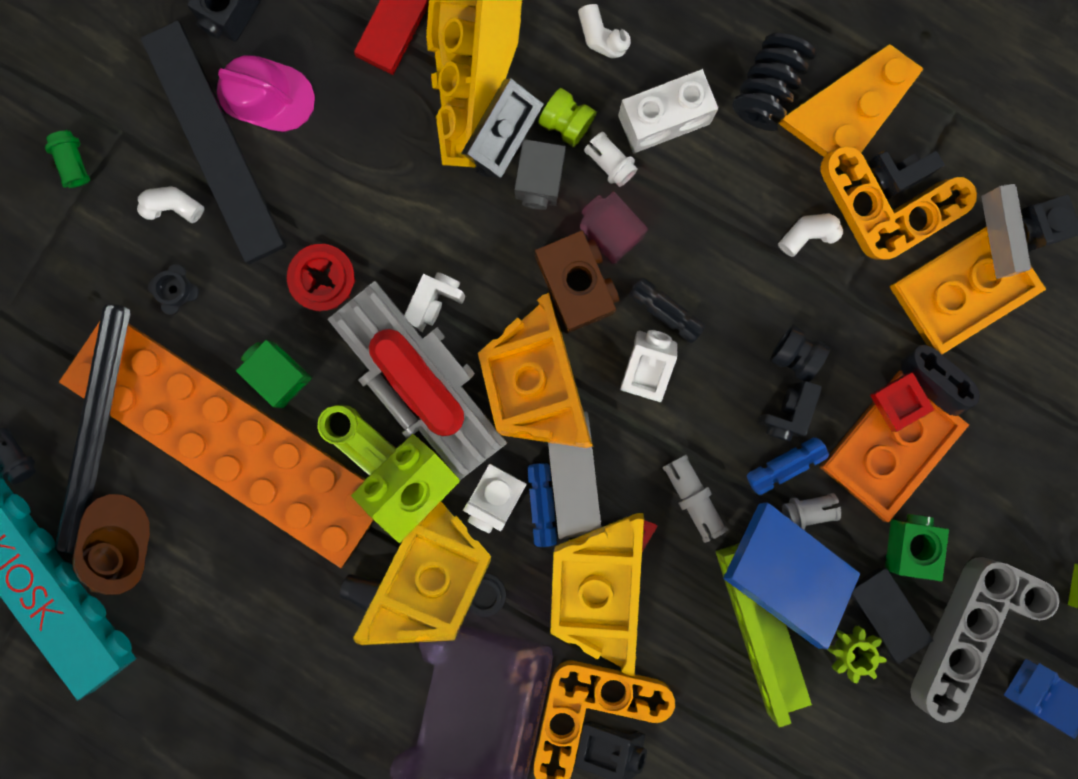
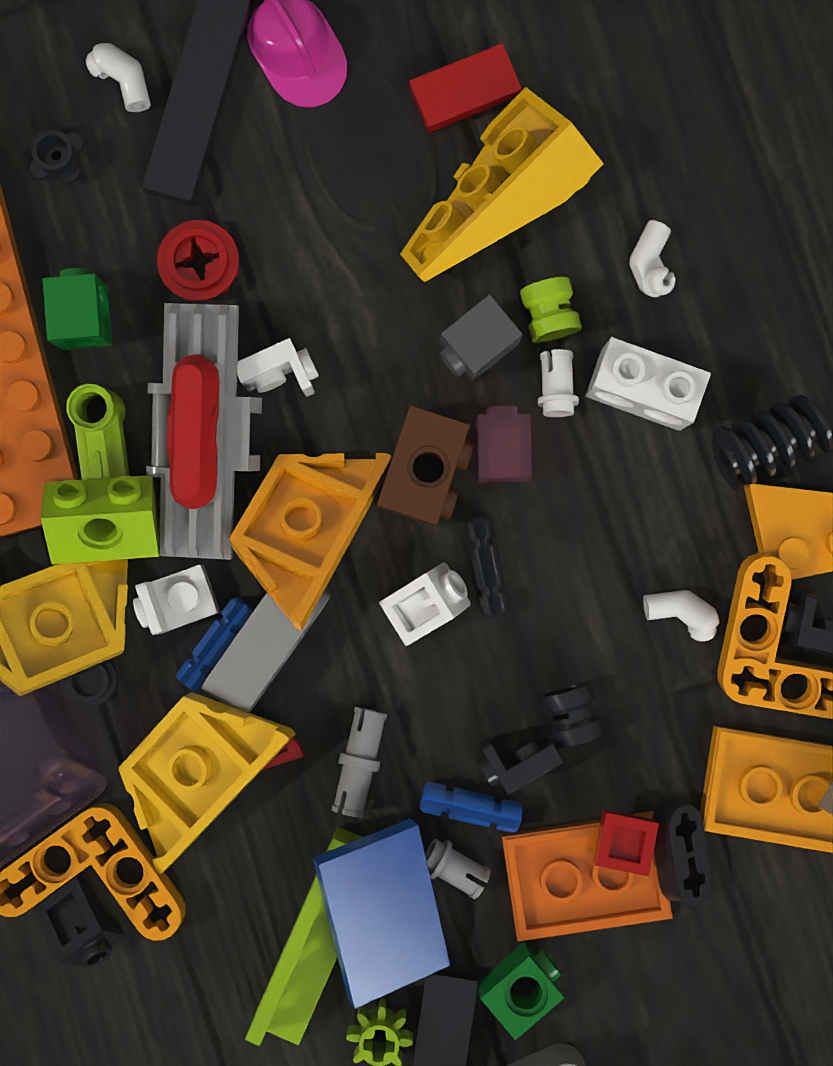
camera: 40 degrees right, 0 degrees up
(502, 129) = (478, 267): panel -> none

